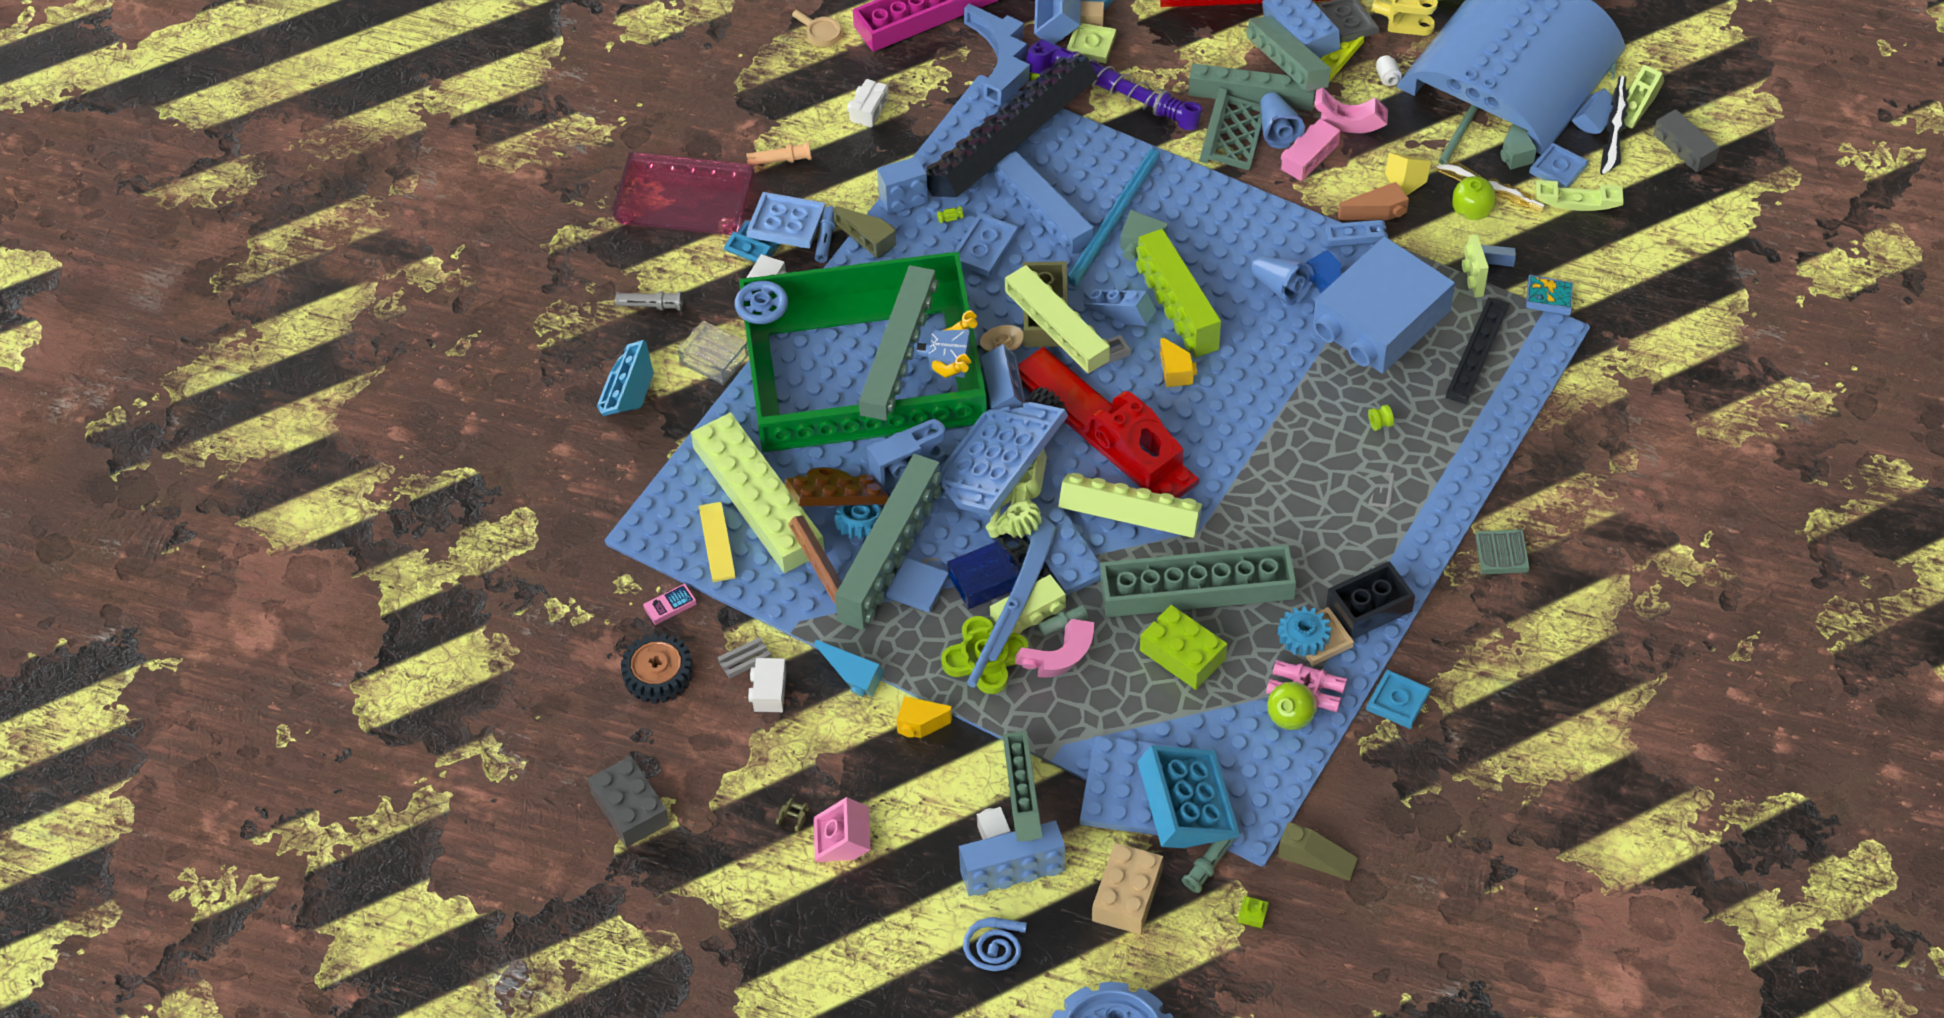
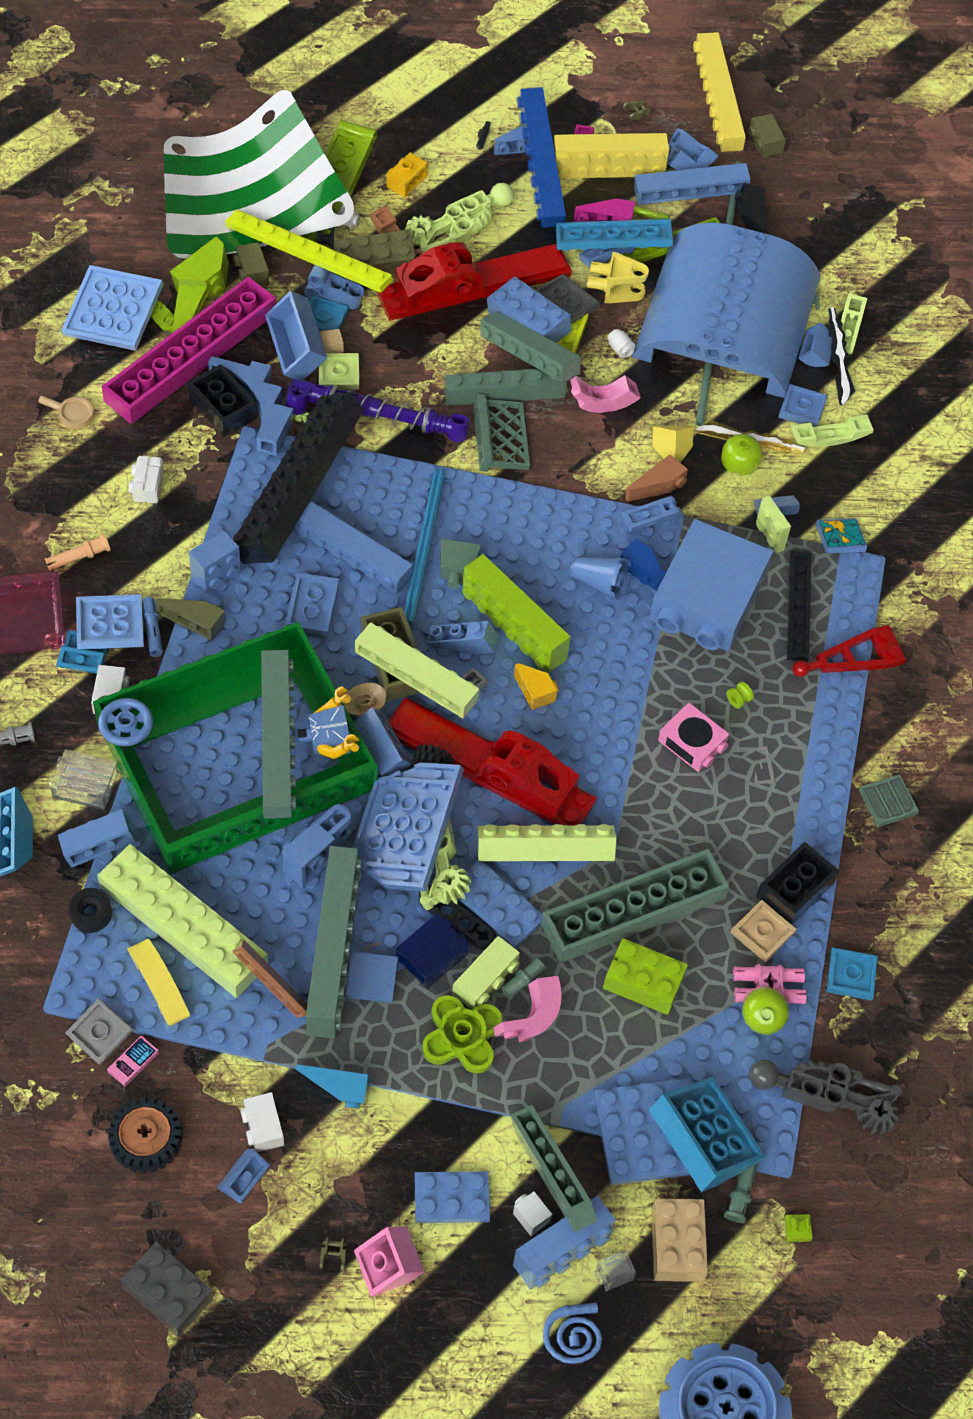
camera: 25 degrees left, 5 degrees up
(647, 570) = (99, 1031): none -> light grey tile
(676, 452) = (93, 922): none -> black tyre
(703, 403) = (96, 838): none -> medium blue brick
(736, 727) = (243, 1175): none -> medium blue slope
(742, 655) = (227, 1086): light grey tile -> none
(835, 487) = (258, 899): reddish brown plate -> none
(856, 519) = (294, 923): dark azure gear -> none
(922, 717) = (423, 1115): yellow slope -> none
(923, 796) = (452, 1197): none -> medium blue plate
(950, 214) = (268, 579): lime piece -> none
(965, 45) = (222, 400): none -> black brick
(1031, 568) = (478, 965): medium blue piece -> none
(1054, 898) = (615, 1270): none -> clear brick
(1279, 121) = (543, 415): medium blue cone -> none
(1304, 631) = (748, 943): dark azure gear -> none
(1310, 149) = (579, 437): bright pink brick -> none
(1316, 852) = (833, 1151): olive slope -> none
(1317, 445) = (694, 737): none -> bright pink brick
(1326, 787) = (822, 1082): none -> dark grey arm
(1518, 148) = (763, 396): sand green slope -> none
(1554, 403) = (883, 641): none -> red plate
(1686, 140) = (904, 357): dark grey brick -> none

